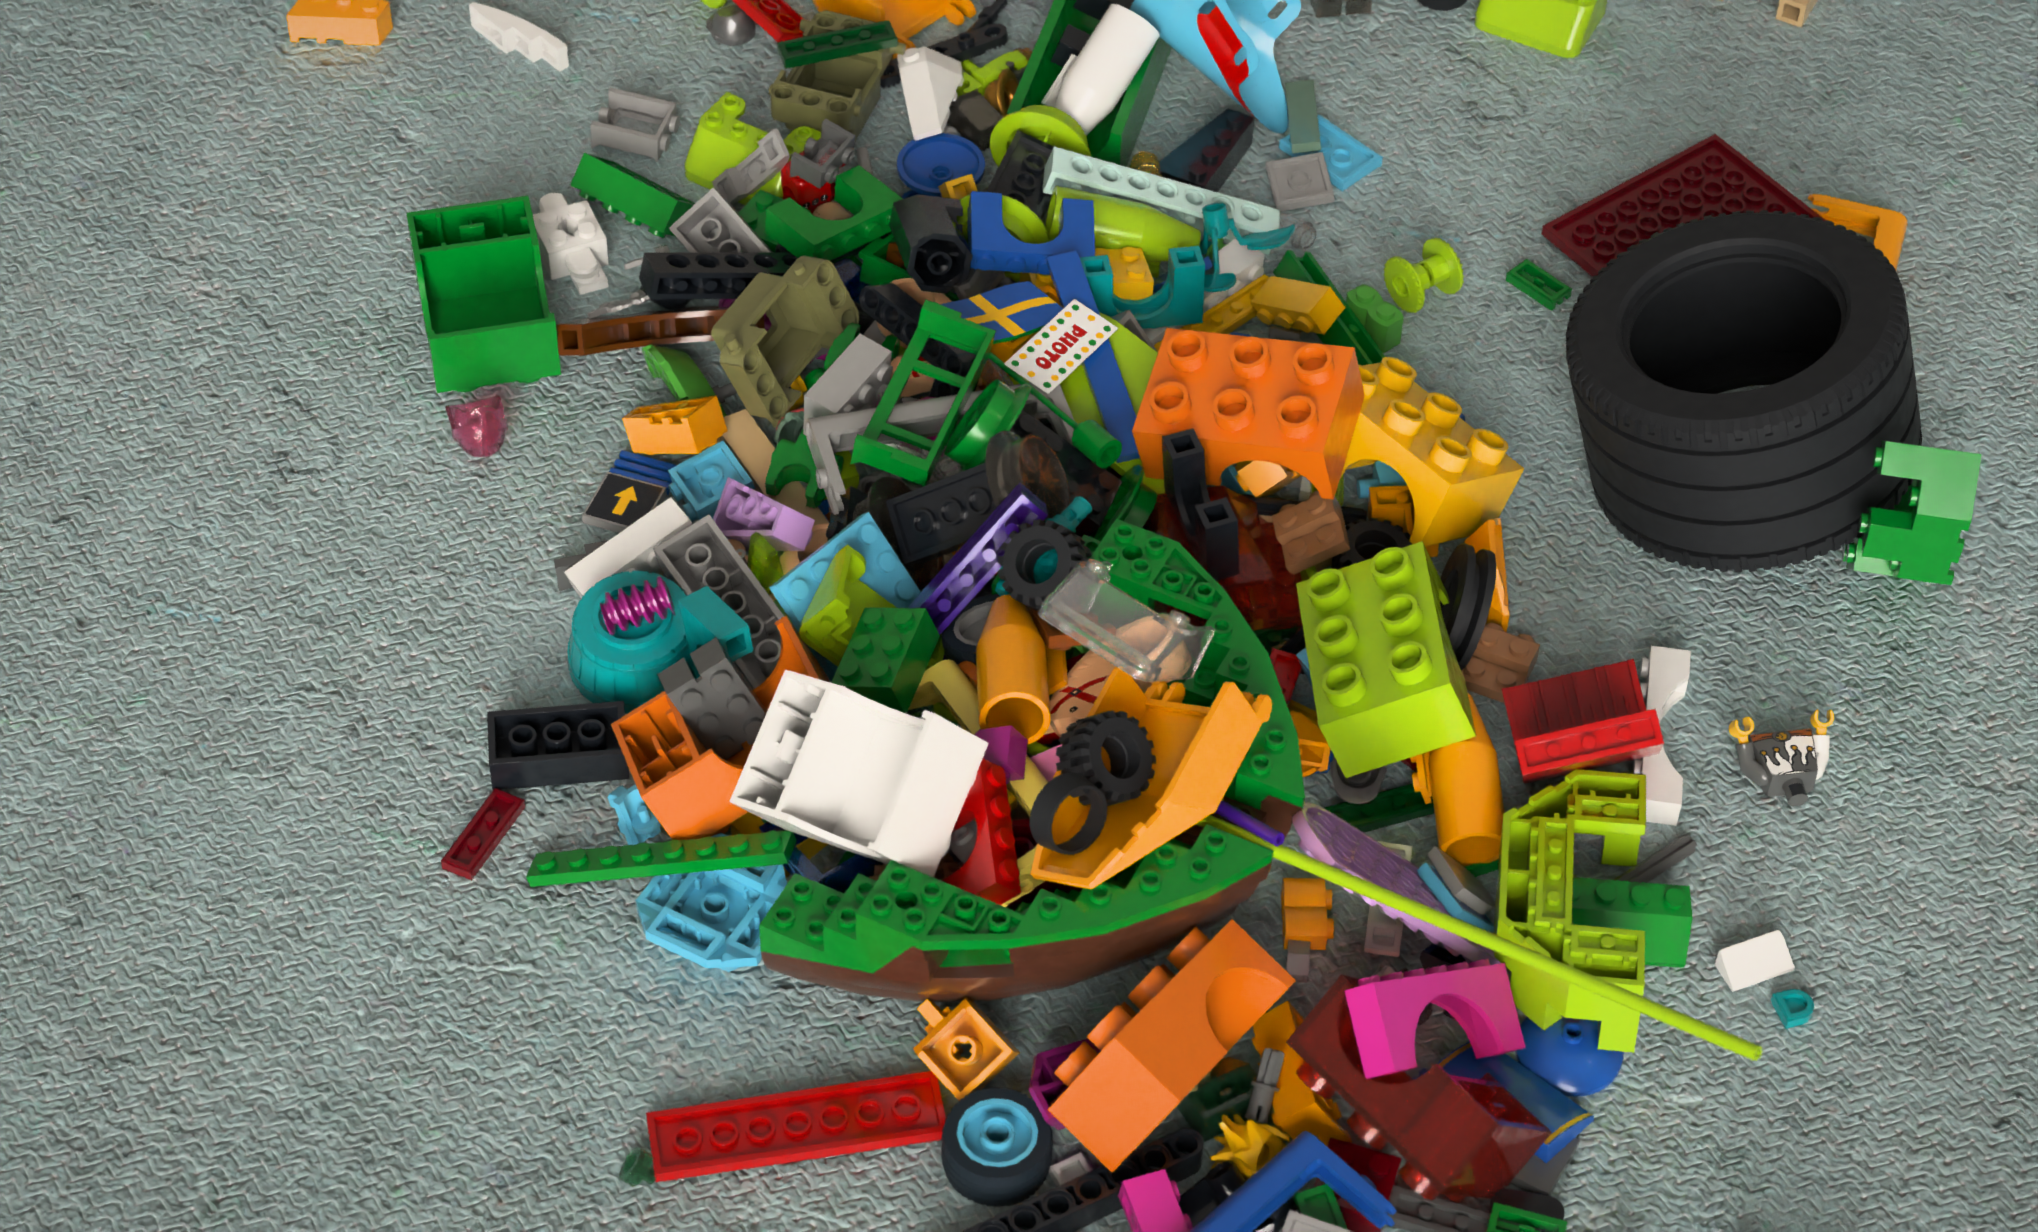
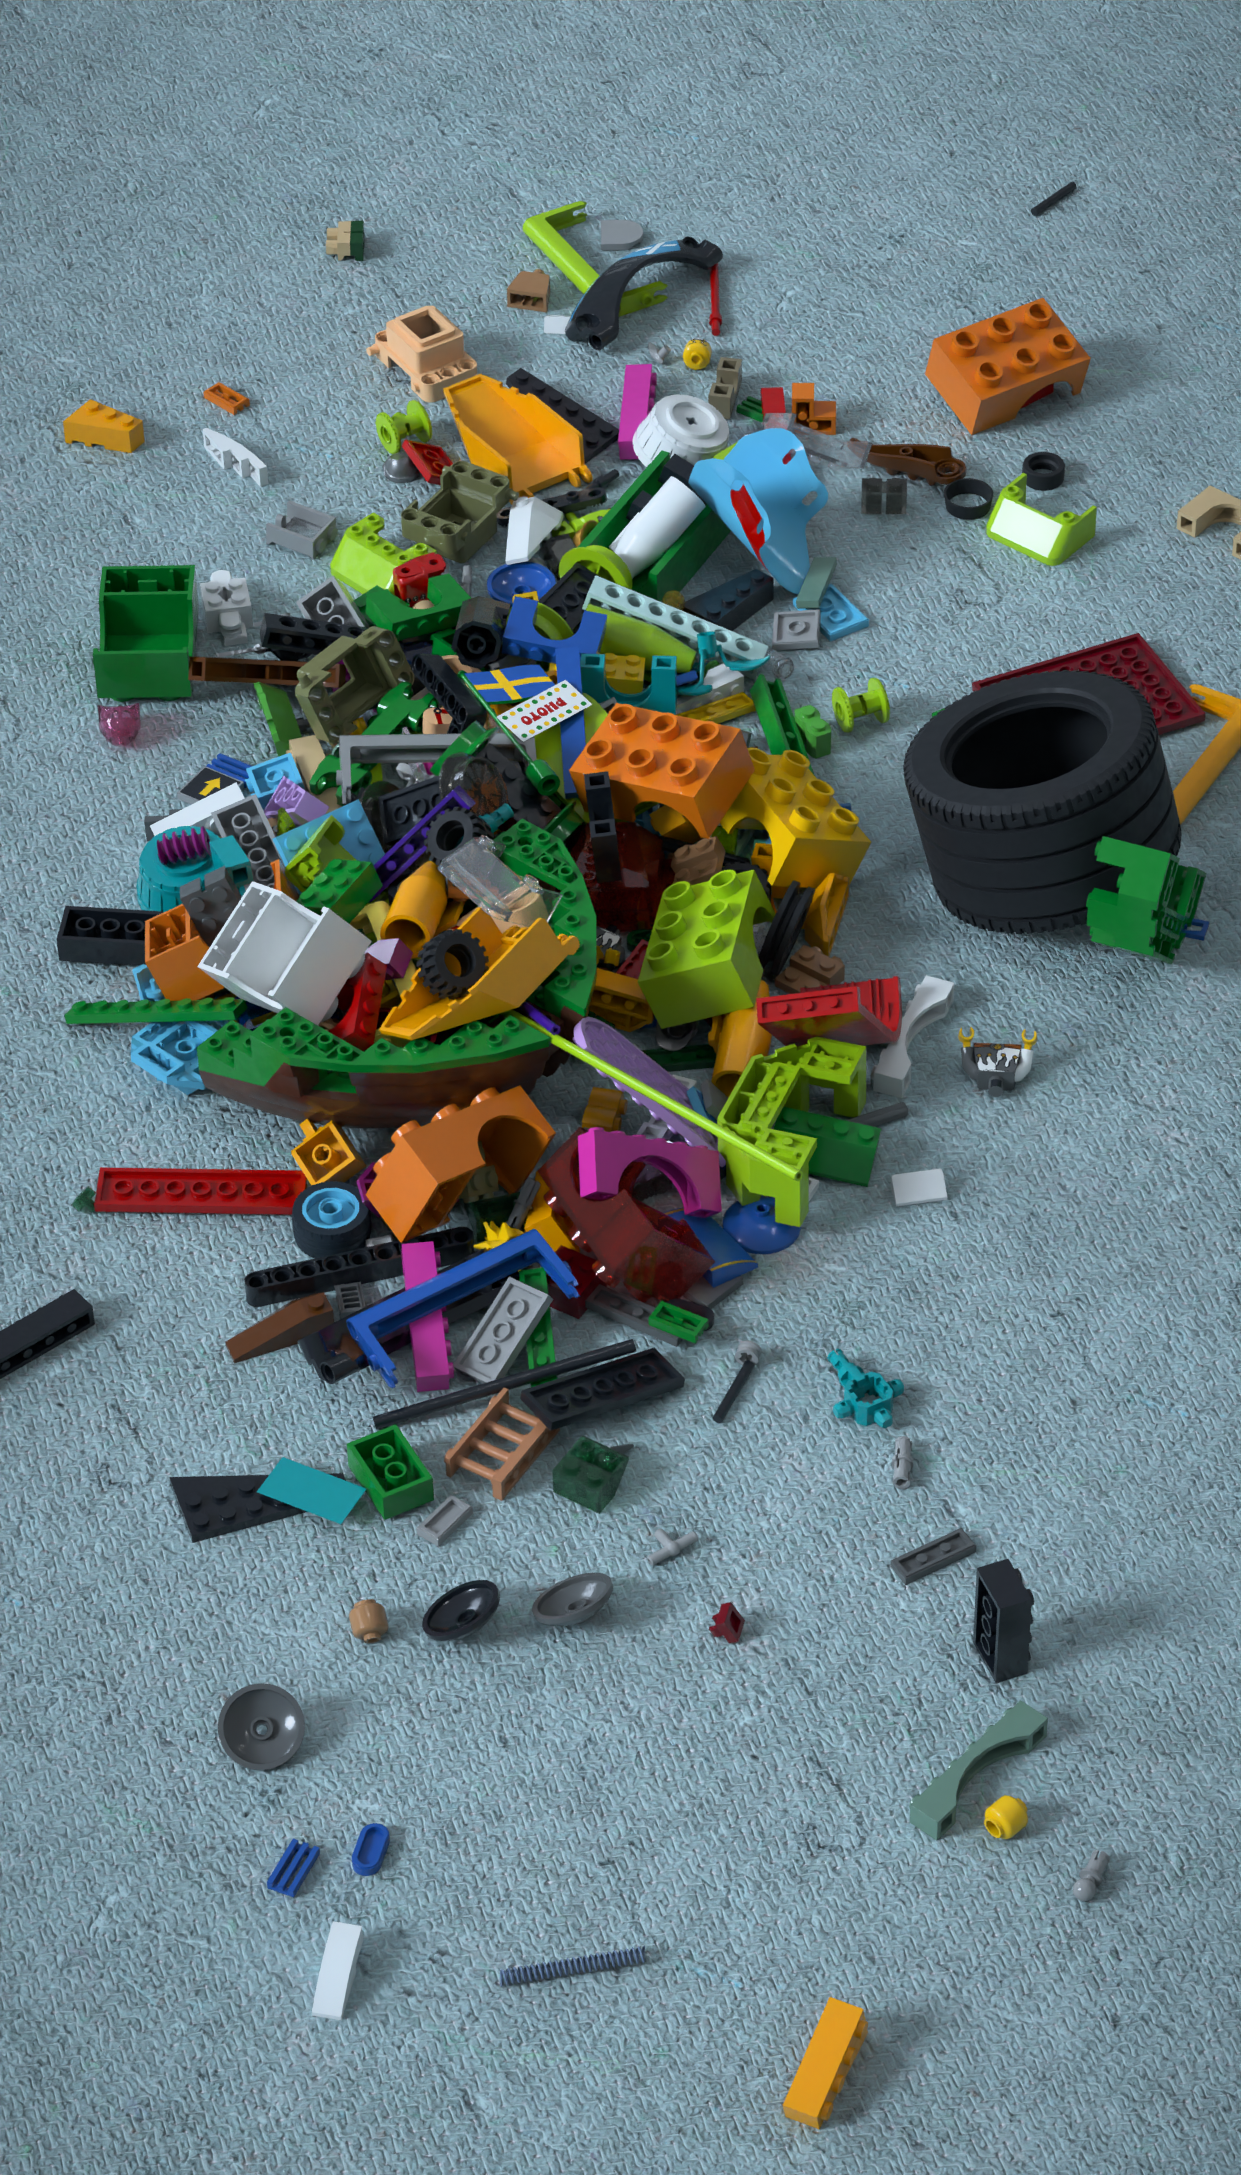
camera: 15 degrees right, 5 degrees down
(483, 834) = (44, 987): dark red tile -> none
(629, 193) = (277, 576): green slope -> none
(675, 426) = (259, 738): light orange wedge -> none
(755, 170) = (375, 572): light grey slope -> none
(824, 156) = (423, 564): dark grey window -> none
(837, 44) = (462, 485): dark green tile -> none
(850, 381) = (384, 715): light grey brick -> none
(947, 327) = (451, 681): green piece -> none
(1047, 804) = (396, 977): black tyre -> none
(1297, 305) = (752, 713): yellow brick -> none
(1793, 1007) = (935, 1221): teal tile -> none

